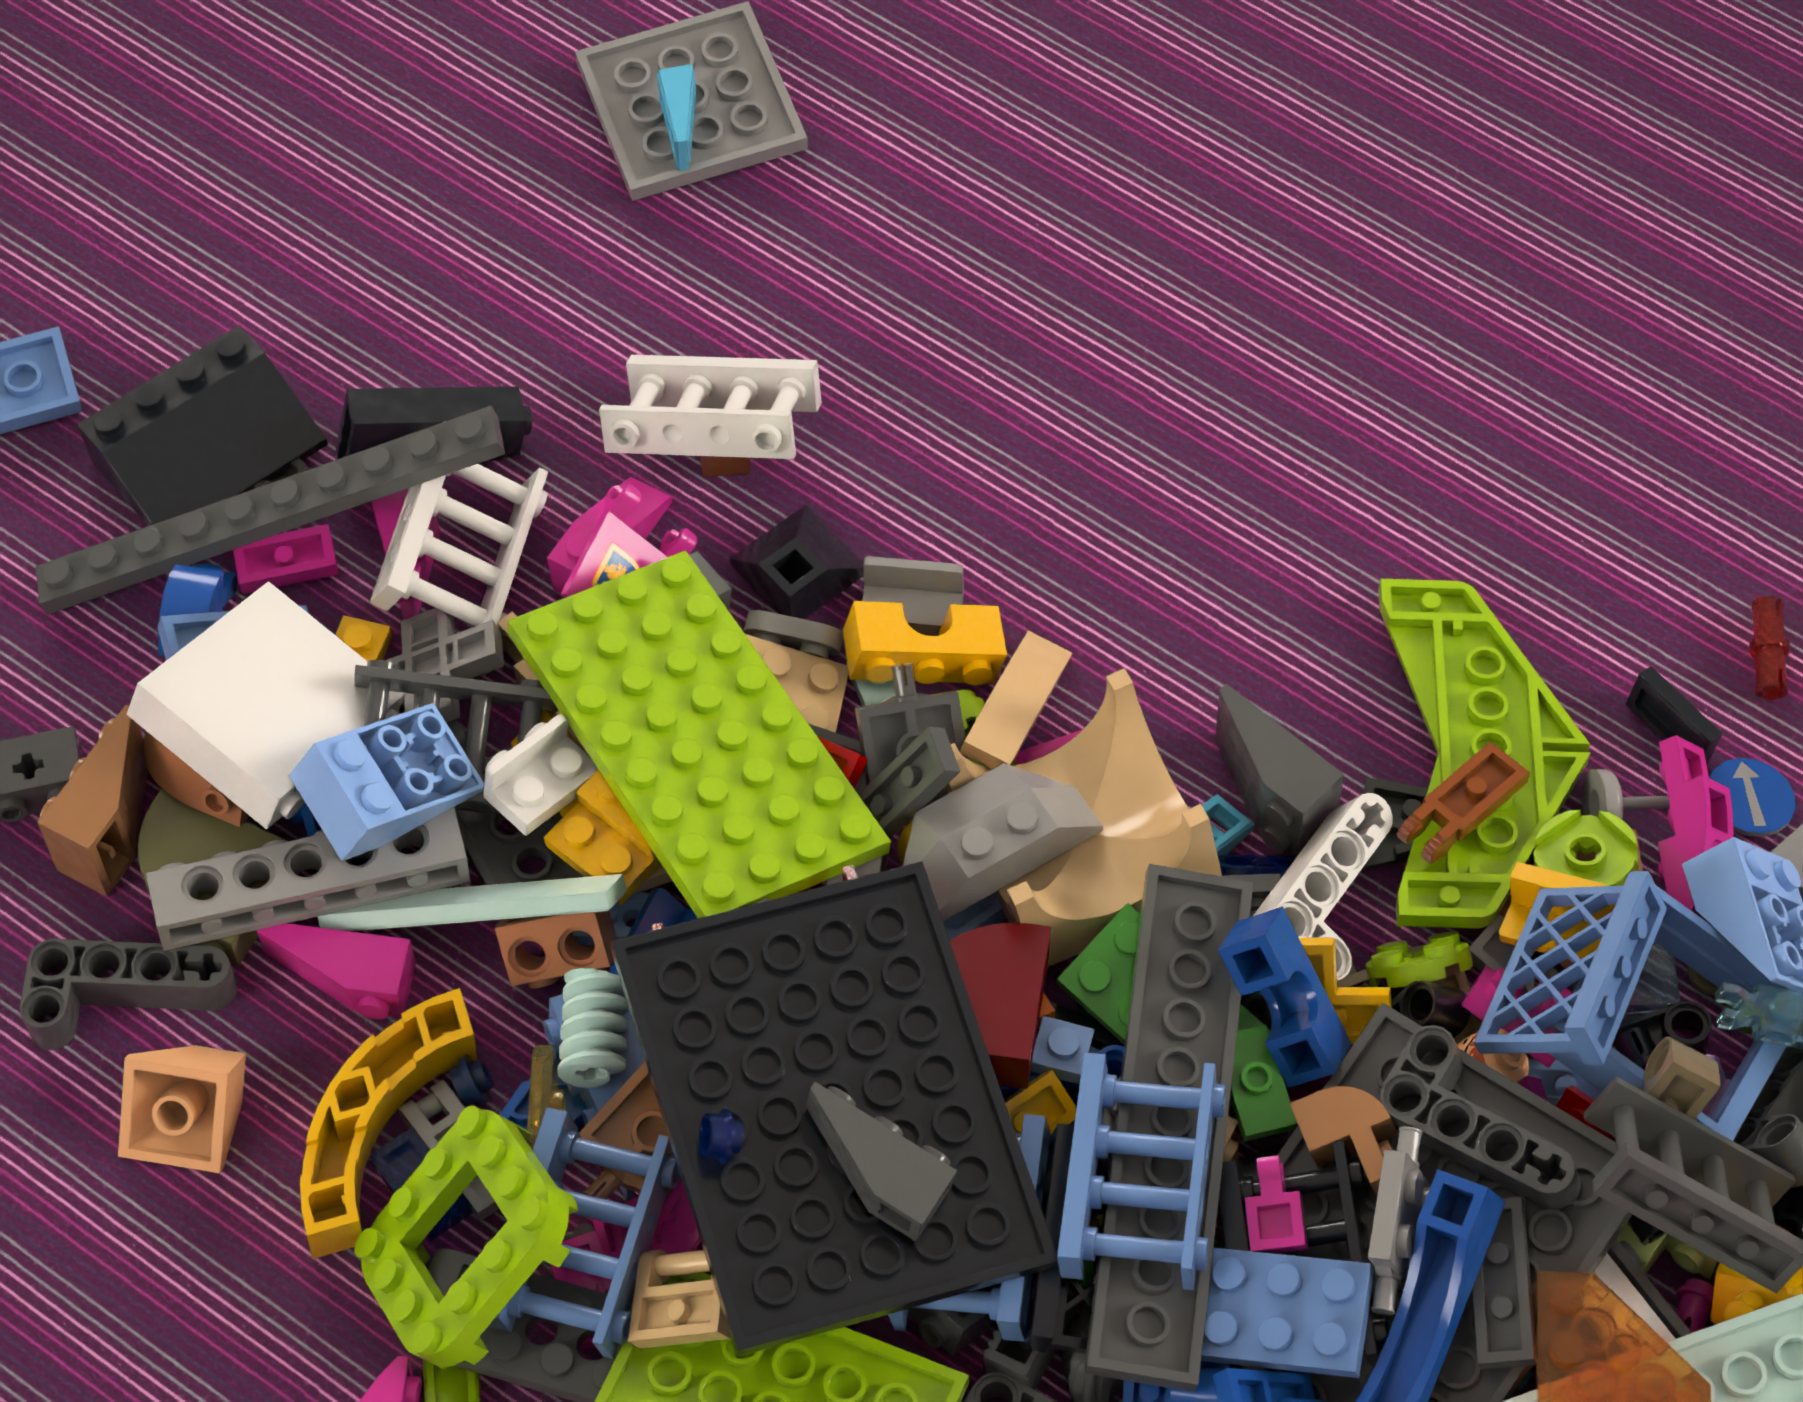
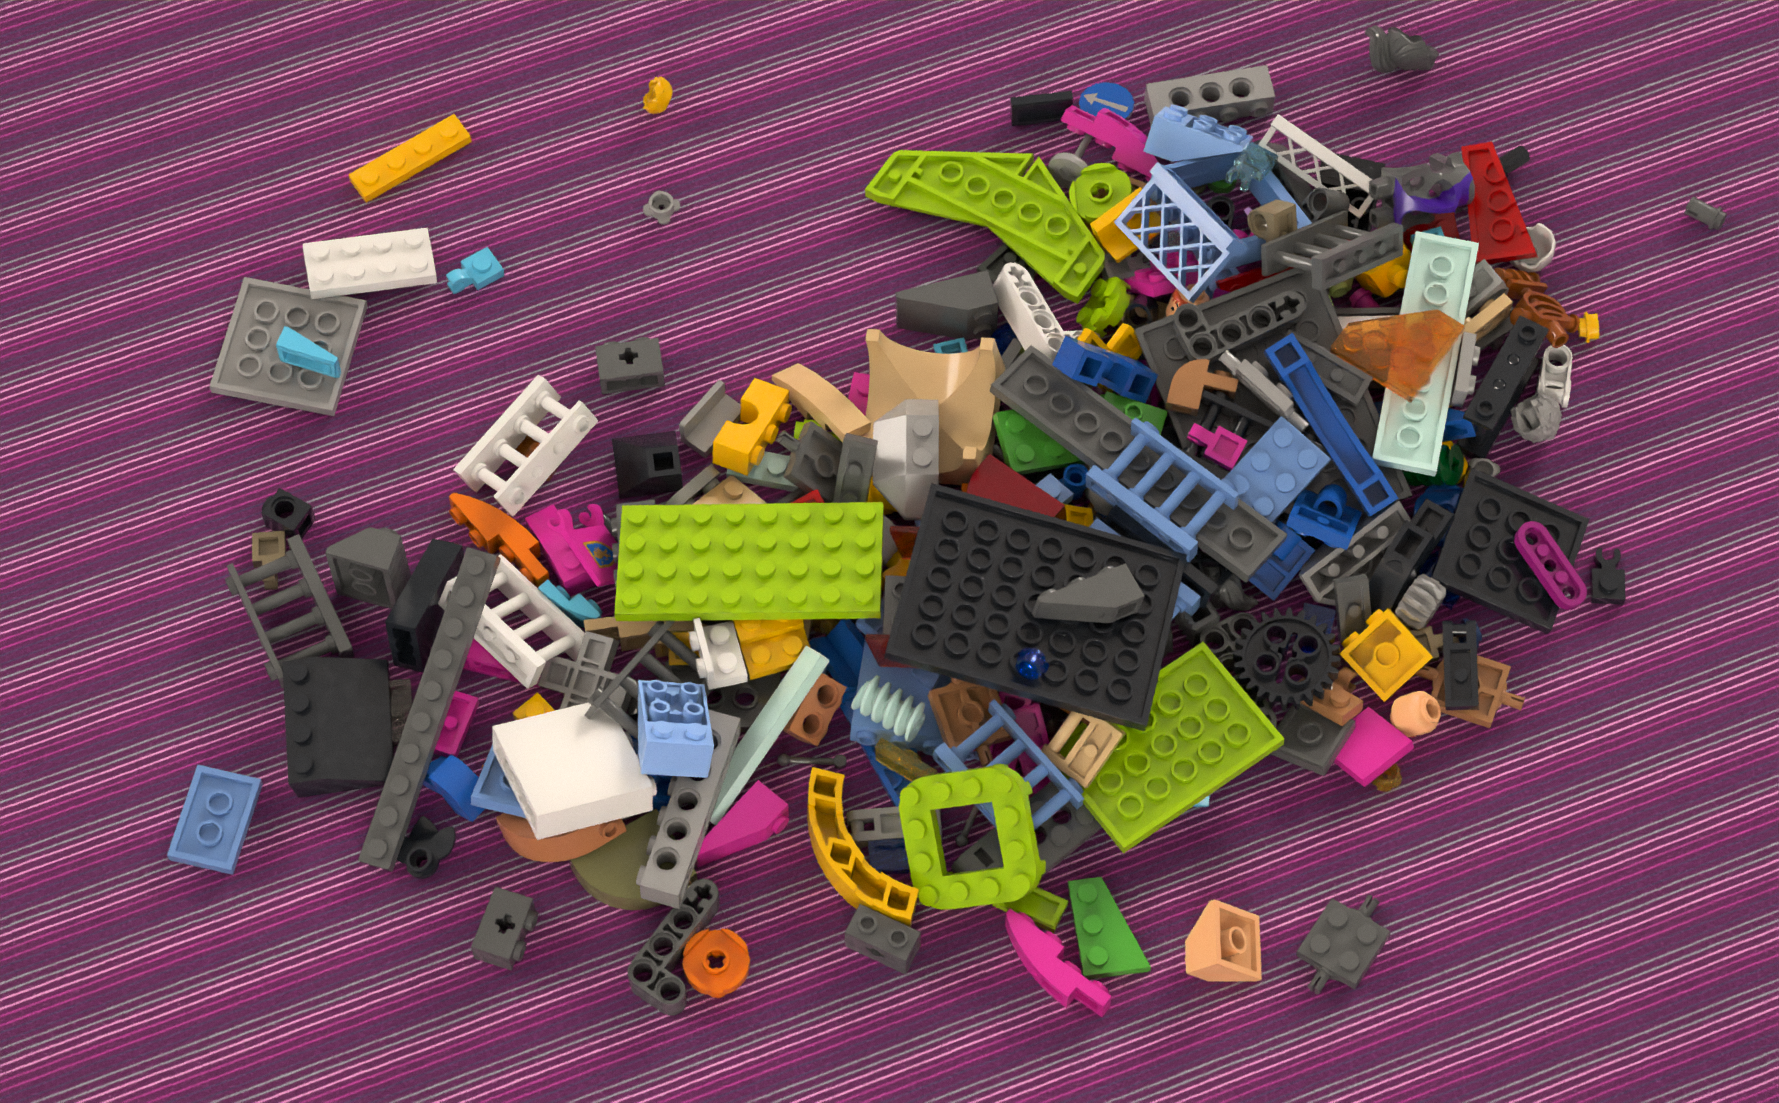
camera: 60 degrees left, 5 degrees up
(97, 628) = (426, 844): none -> black plate
(98, 813) = (561, 895): medium nougat slope -> none
(115, 1024) = (716, 981): none -> orange plate
(181, 1106) = (777, 950): light nougat slope -> none
(275, 1227) = (882, 939): none -> dark grey brick
(344, 336) = (308, 586): none -> dark grey fence
(393, 238) = (267, 548): none -> dark tan plate
(425, 329) = (370, 566): none -> dark grey slope
(456, 228) = (297, 523): none -> black brick
(471, 1080) = (858, 797): dark blue plate -> none
(518, 1030) = (838, 761): none -> dark grey hinge
(533, 576) = (576, 608): none -> medium azure slope
(580, 462) = (498, 531): none -> orange slope
(862, 113) = (369, 263): none -> white plate
(923, 463) = (619, 376): none -> dark grey brick
(942, 233) = (476, 269): none -> medium azure plate
(1047, 75) = (410, 158): none -> yellow plate
(1183, 361) = (659, 199): none -> light grey plate
(1336, 276) = (658, 96): none -> yellow plate
(1465, 800) = (1034, 226): dark orange hinge -> none
(1769, 647) = (1029, 40): clear red pin -> none

